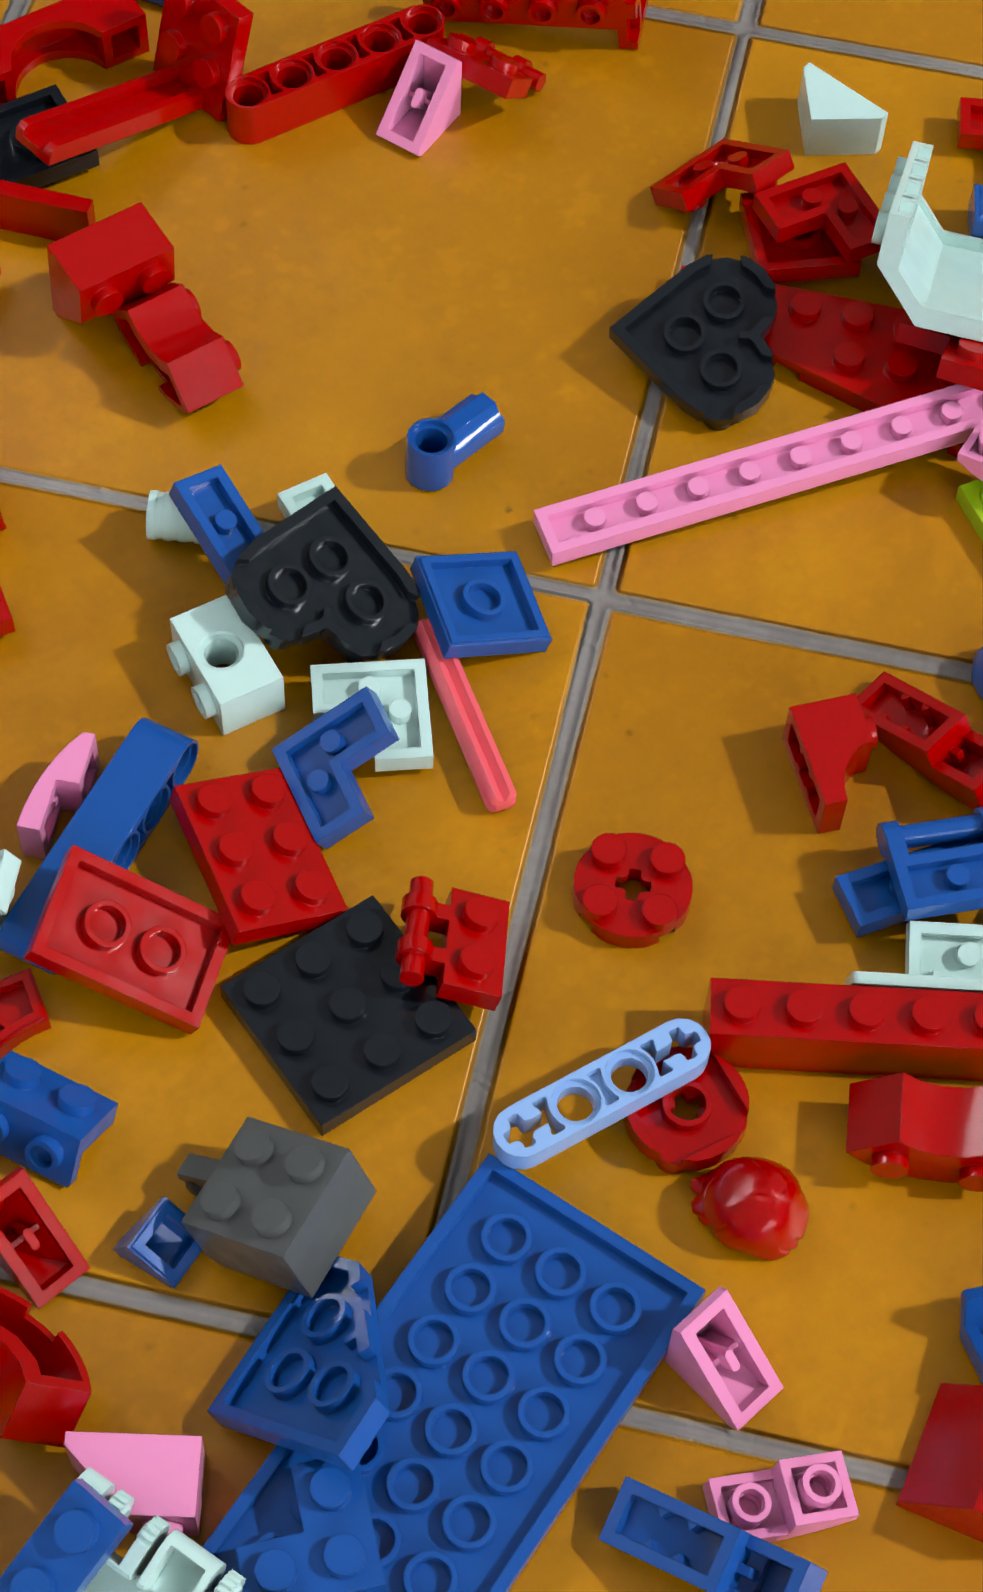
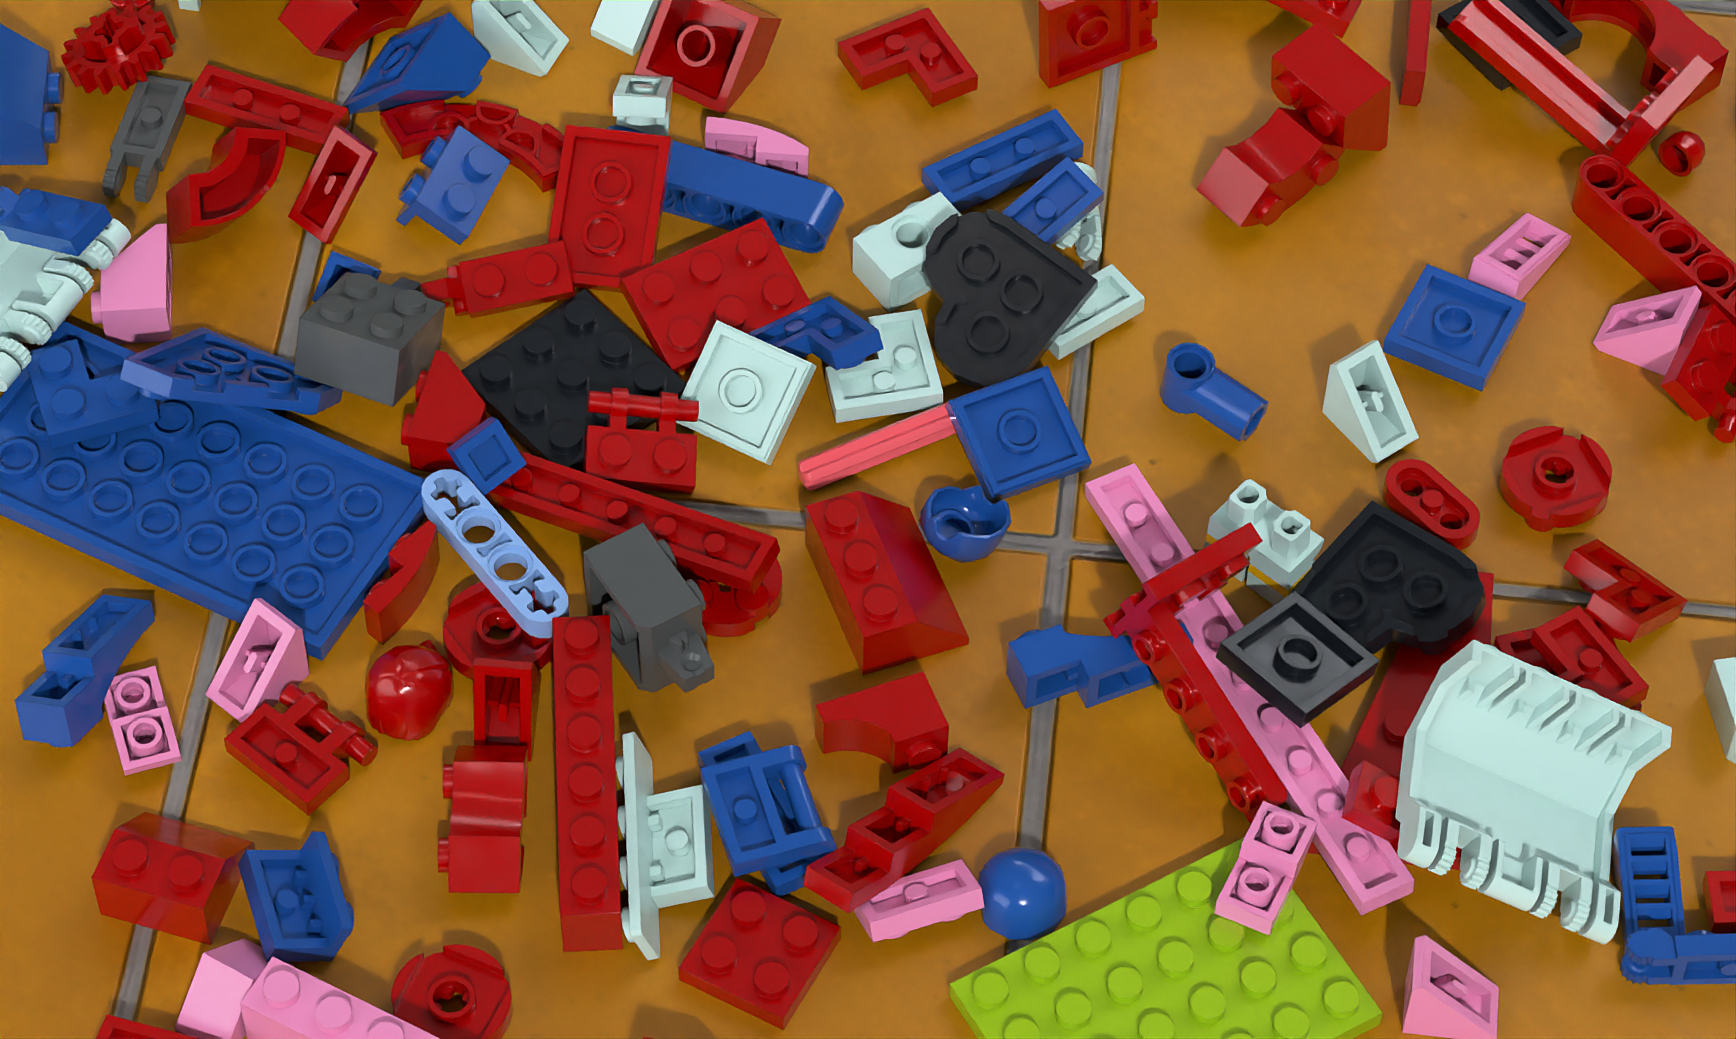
camera: 85 degrees right, 5 degrees down
(115, 574) = (1003, 161): none -> blue plate
(201, 1065) = (505, 281): none -> red hinge
(318, 191) = (1514, 264): none -> bright pink slope
(393, 245) = (1454, 327): none -> blue plate
(397, 1136) = (444, 414): none -> red slope
(401, 832) = (746, 391): none -> light aqua plate
(479, 322) = (1368, 403): none -> light aqua slope
(479, 1084) = (486, 455): none -> blue plate
(559, 971) = (607, 509): none -> red plate
(572, 226) = (1550, 503): none -> red plate
(592, 298) = (1435, 506): none -> red plate
(592, 658) = (964, 522): none -> blue hair
(602, 1187) = (412, 570): none -> red slope
(646, 421) = (1286, 545): none -> light aqua hips
(654, 749) = (881, 581): none -> red slope
(700, 935) = (651, 611): none -> dark grey hinge
(757, 477) = (1185, 678): none -> red bracket
(766, 608) = (1058, 663): none -> blue slope
(795, 1096) = (505, 703): none -> red slope
(802, 403) = (1297, 659): none -> black plate
(840, 1336) = (289, 758): none -> red plate

